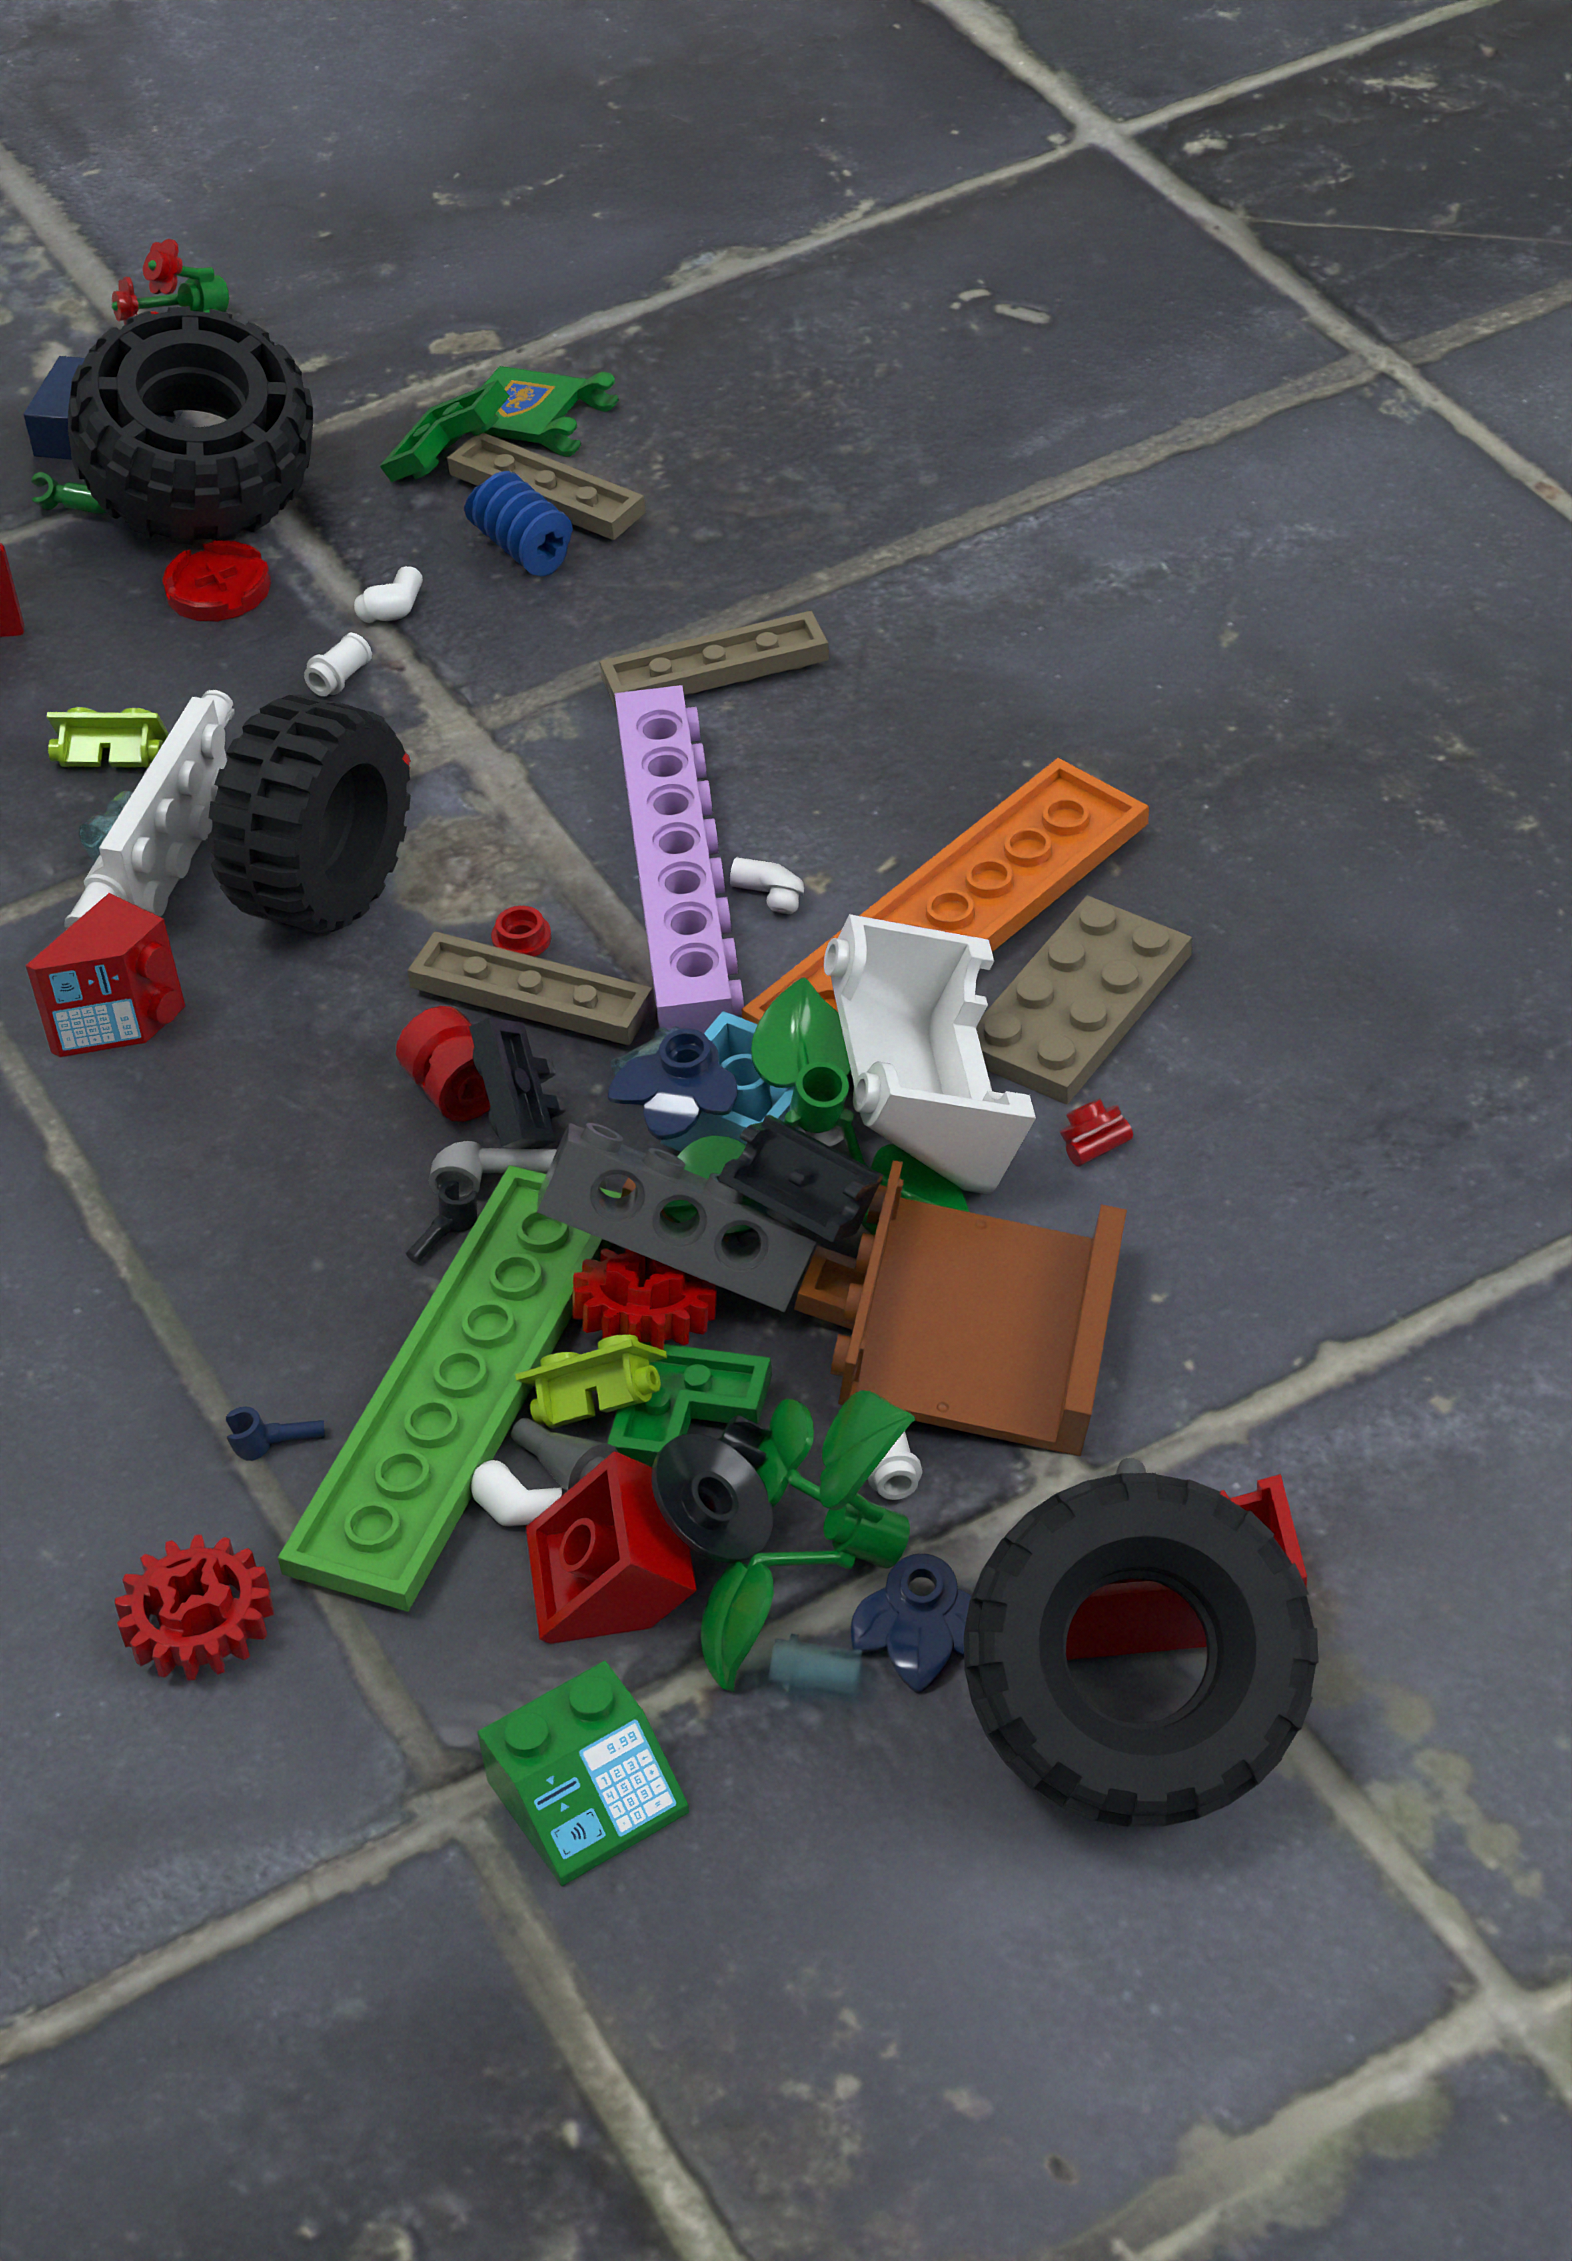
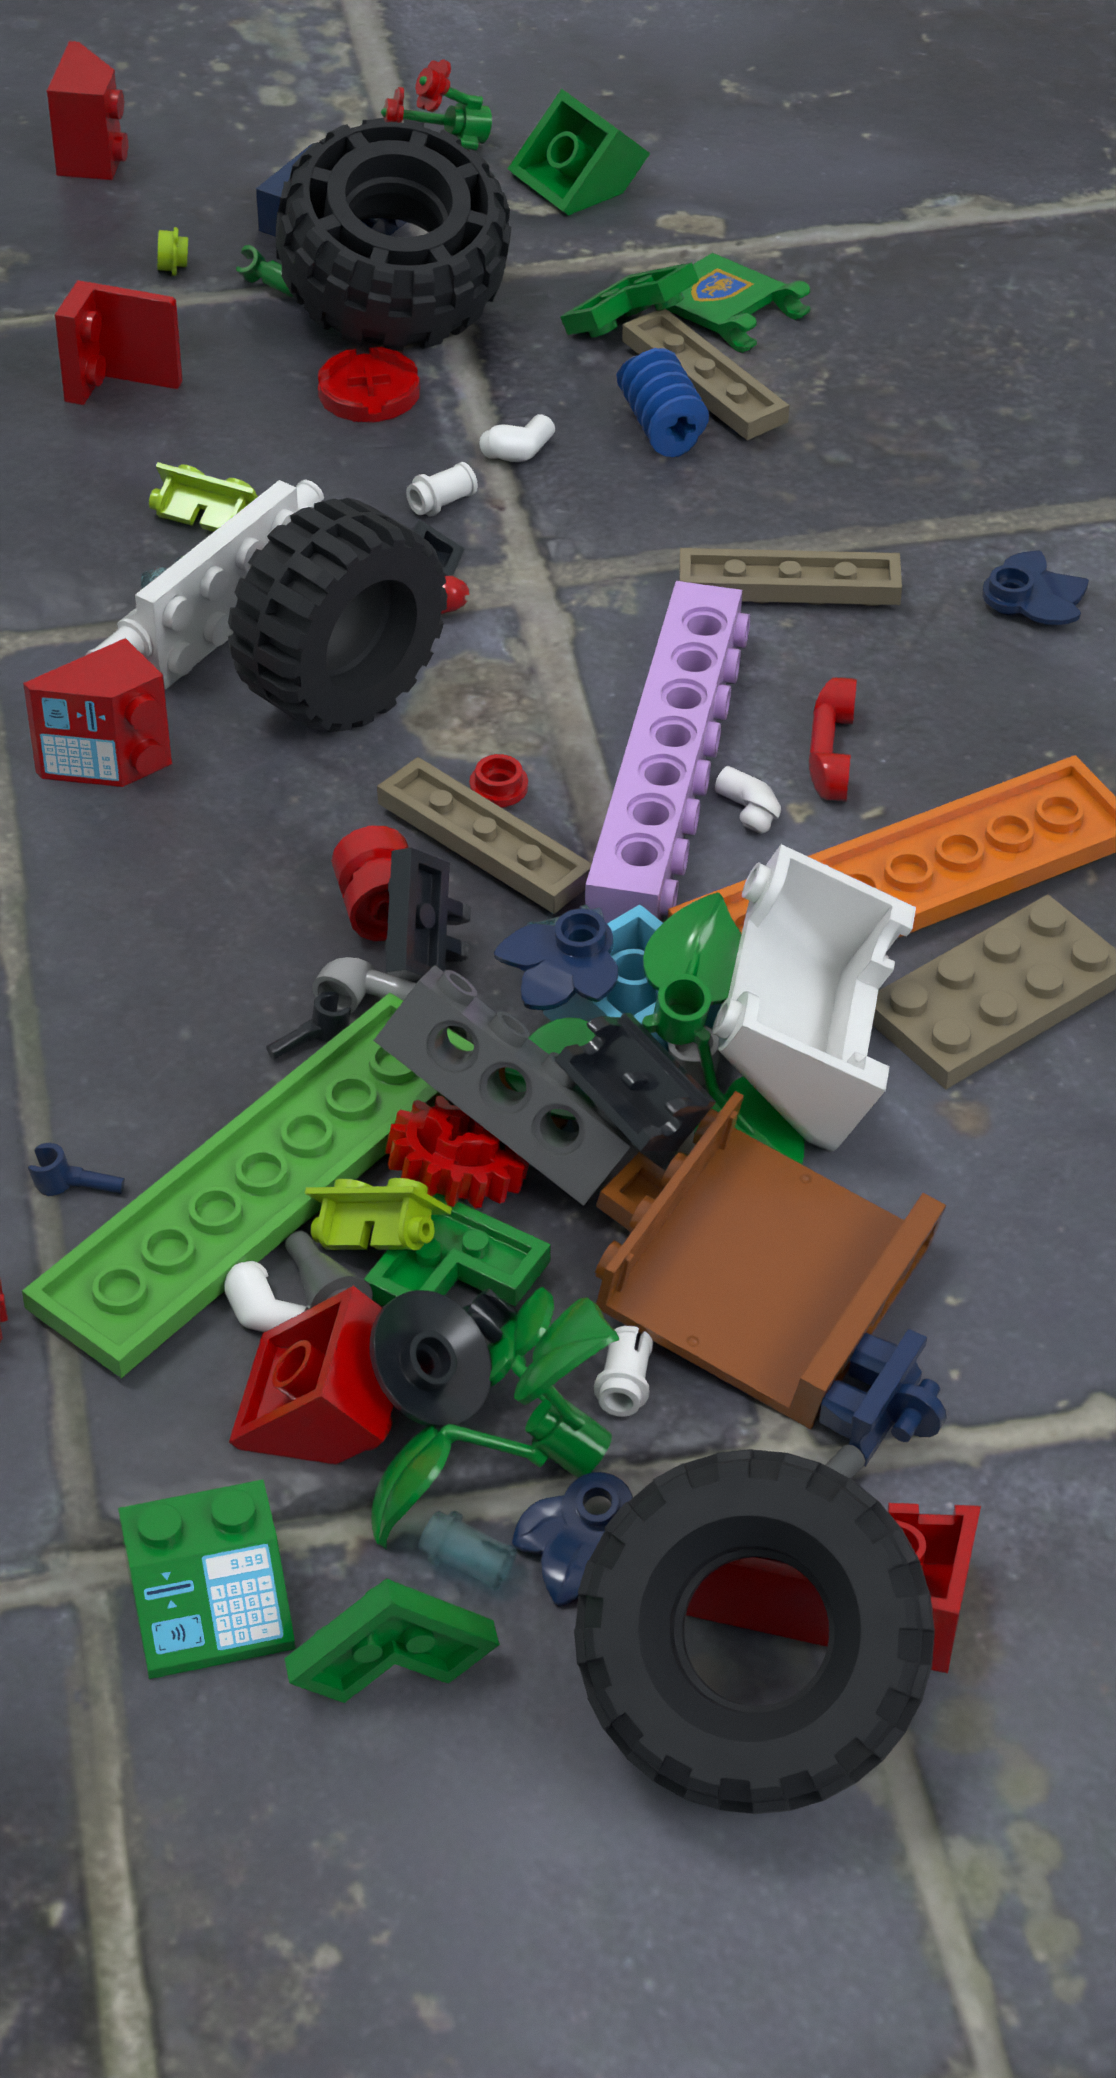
camera: 15 degrees right, 0 degrees up
(328, 303) = (577, 157): none -> green slope
(787, 1759) = (387, 1629): none -> green plate
(833, 837) = (828, 769): none -> red bar
(942, 613) = (1030, 589): none -> dark blue plate
(1094, 1131) = (957, 1122): red plate -> none
(1137, 1377) = (890, 1400): none -> dark blue hips

